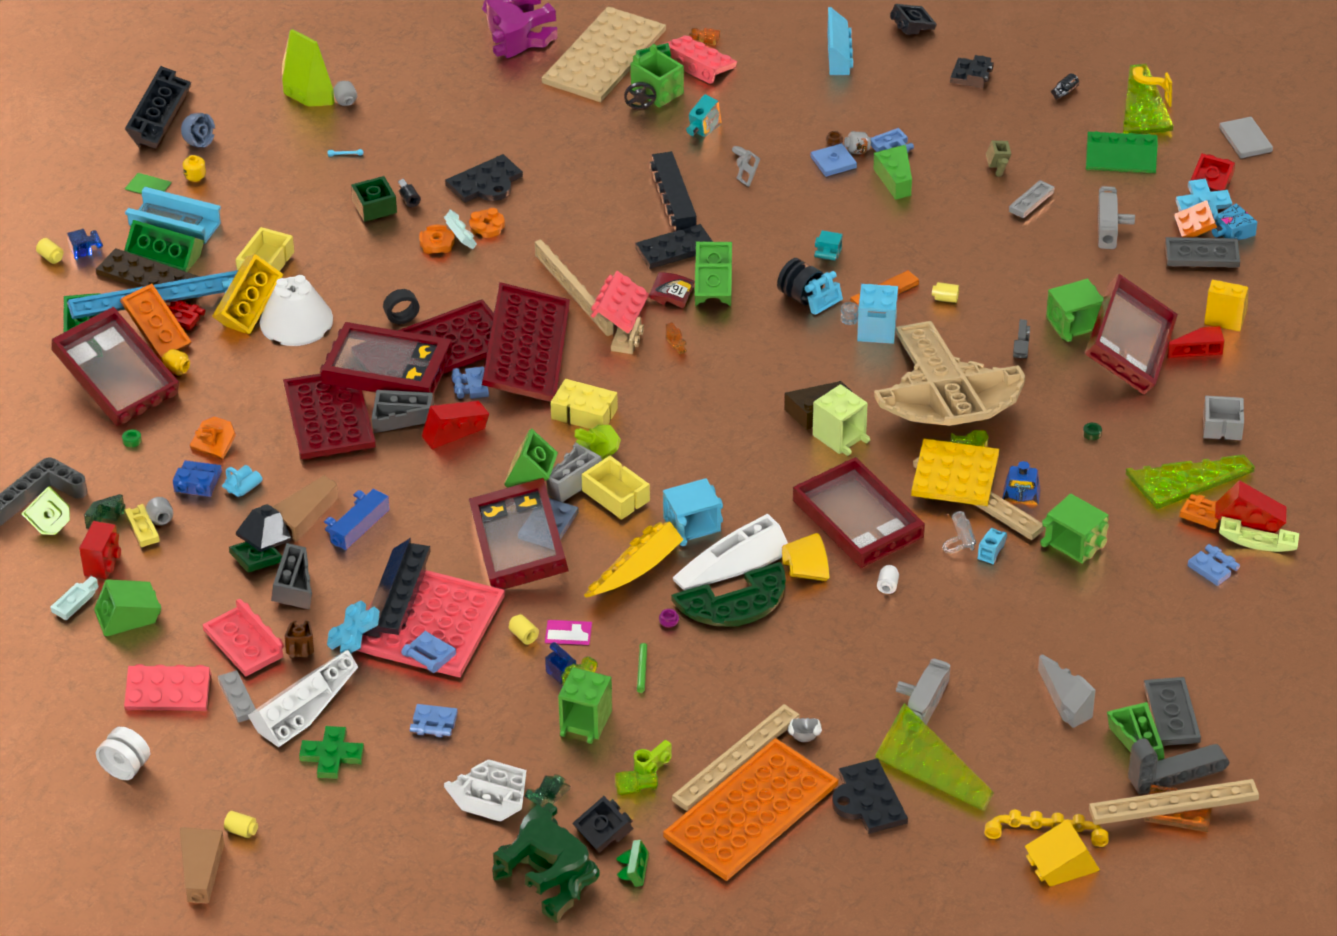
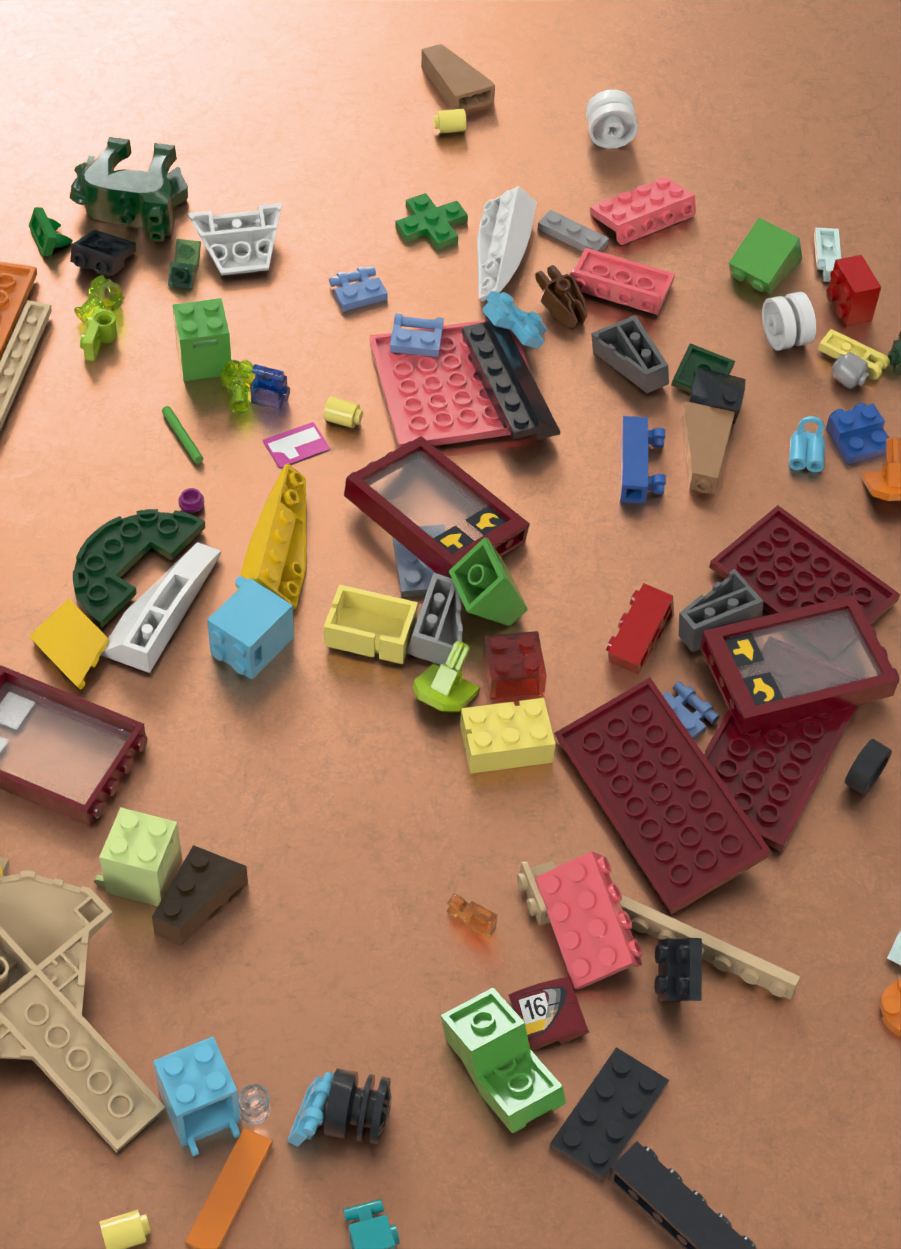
camera: 145 degrees right, 10 degrees up
(168, 547) = (789, 321): none -> white wheel
(553, 430) = (514, 665): none -> clear red brick
(592, 262) = (679, 969): none -> black plate

